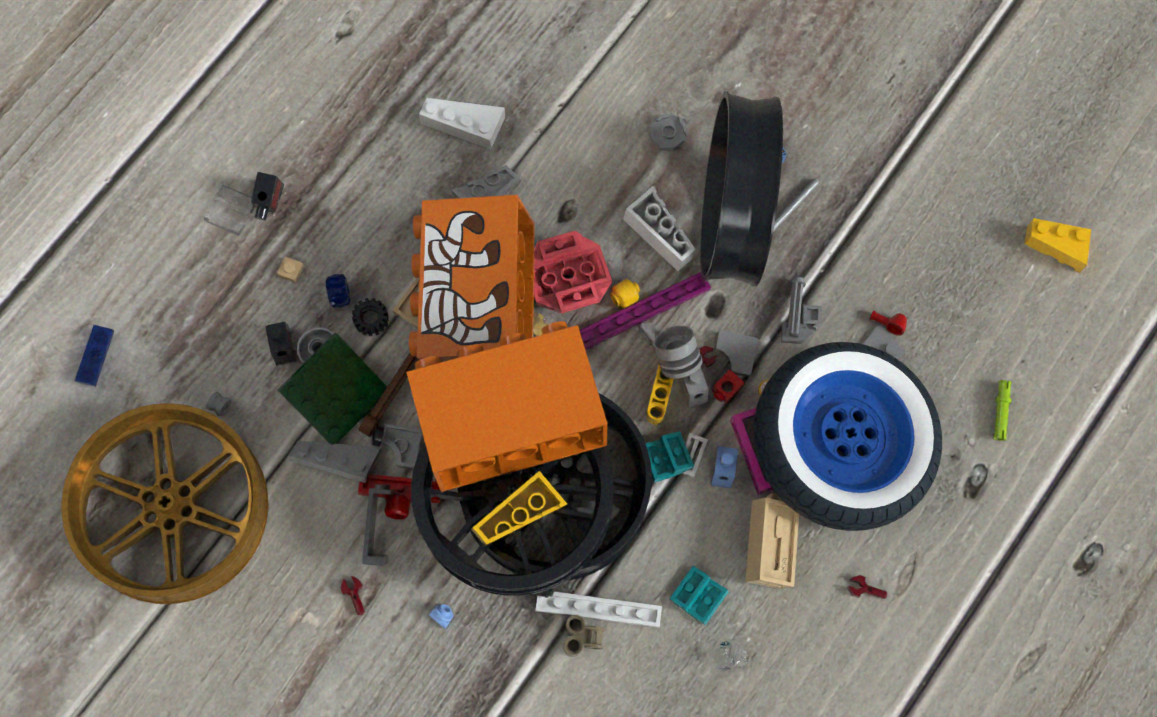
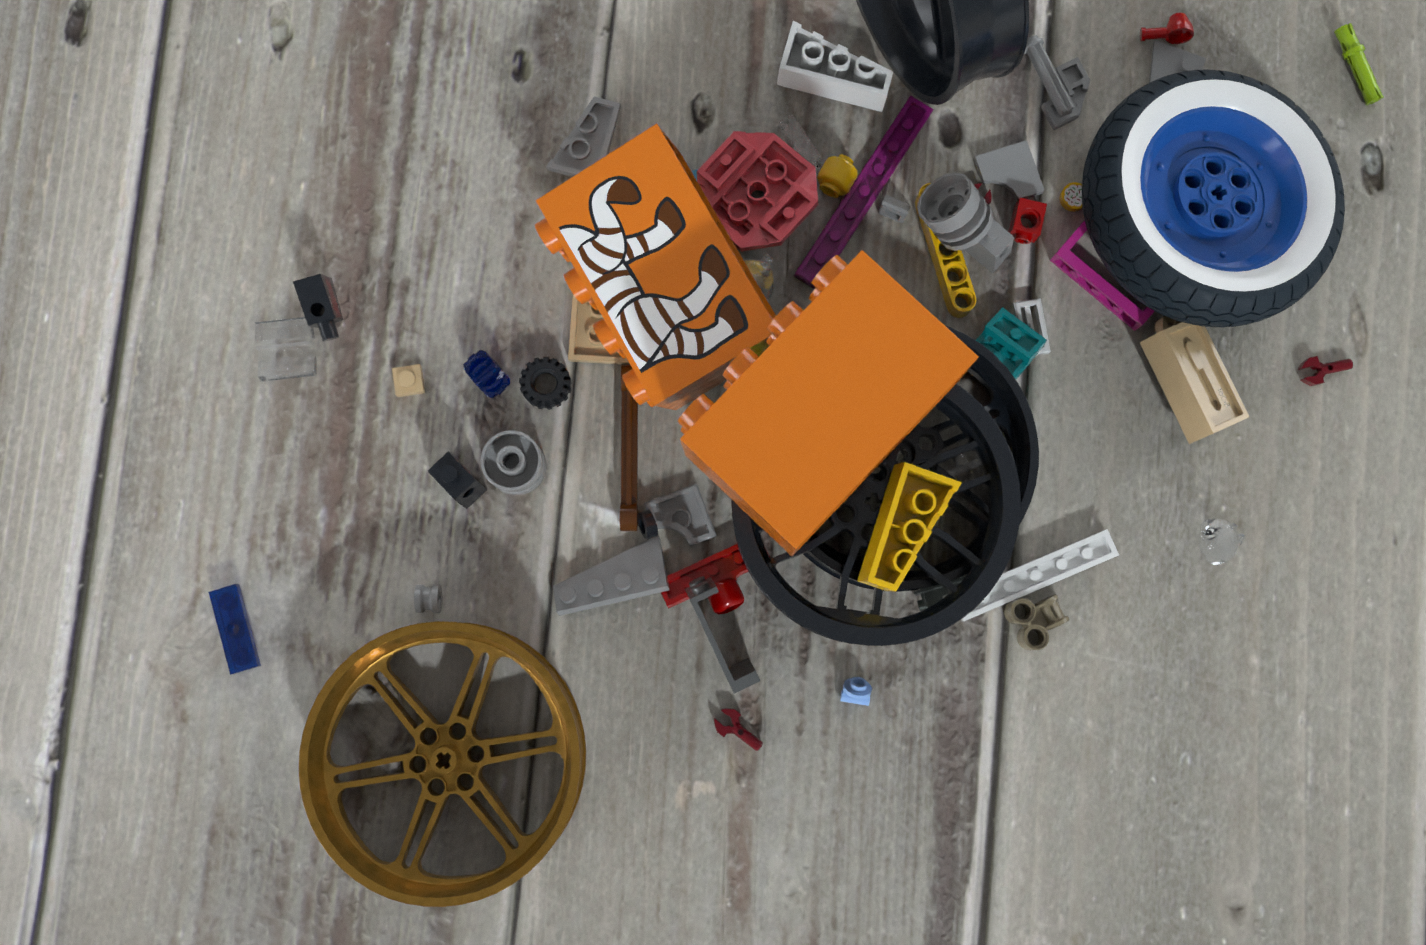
camera: 30 degrees left, 10 degrees up
(333, 389) = (560, 500): dark green plate -> none
(464, 120) = (505, 69): white wedge -> none
(699, 595) = (1139, 490): teal slope -> none
(724, 466) = (1080, 318): medium blue torso -> none

